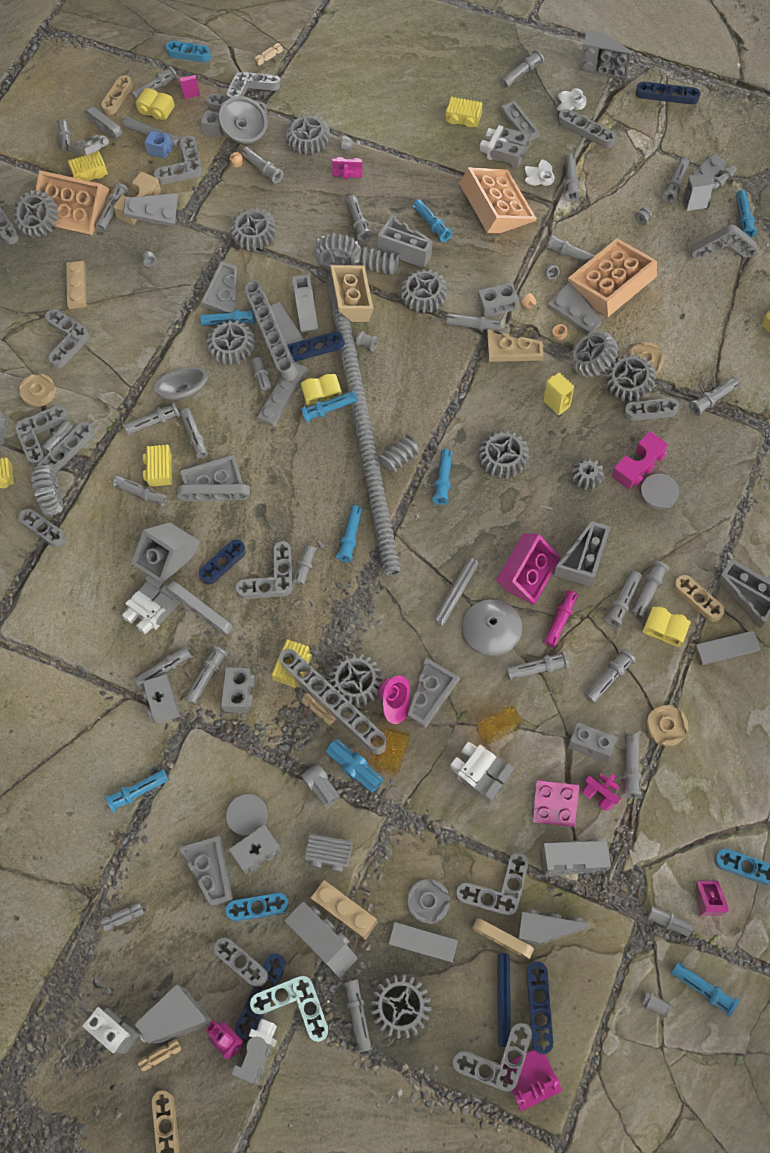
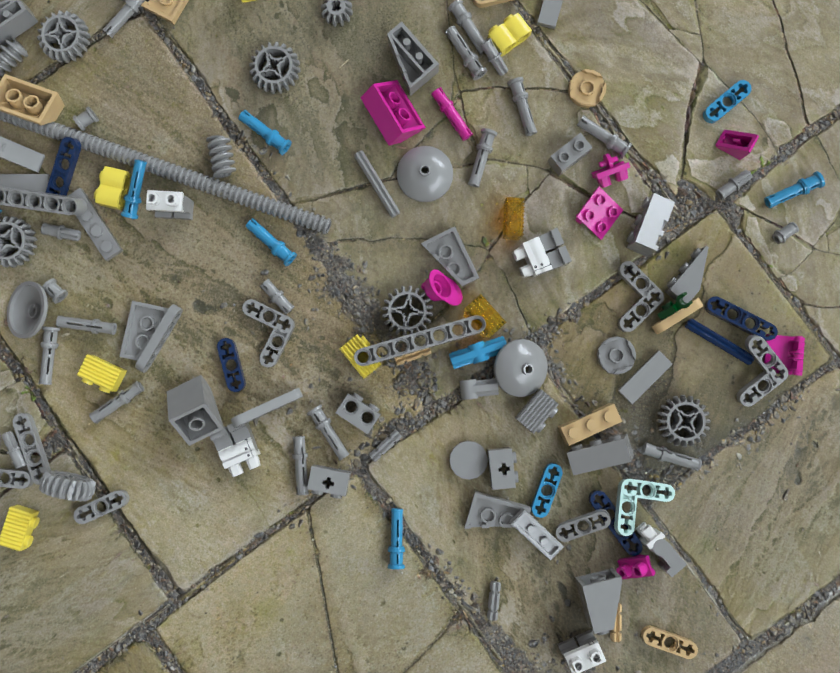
camera: 60 degrees left, 20 degrees up
(208, 395) = (54, 290): none -> light grey bush
(208, 920) = (536, 534): none -> light grey tile
(220, 731) = (385, 445): none -> light grey axle
(332, 437) = (170, 205): none -> white hips
(360, 797) = (511, 366): none -> light grey dish
(508, 925) = (671, 308): none -> dark green plate
(636, 624) = (494, 56): none -> light grey axle

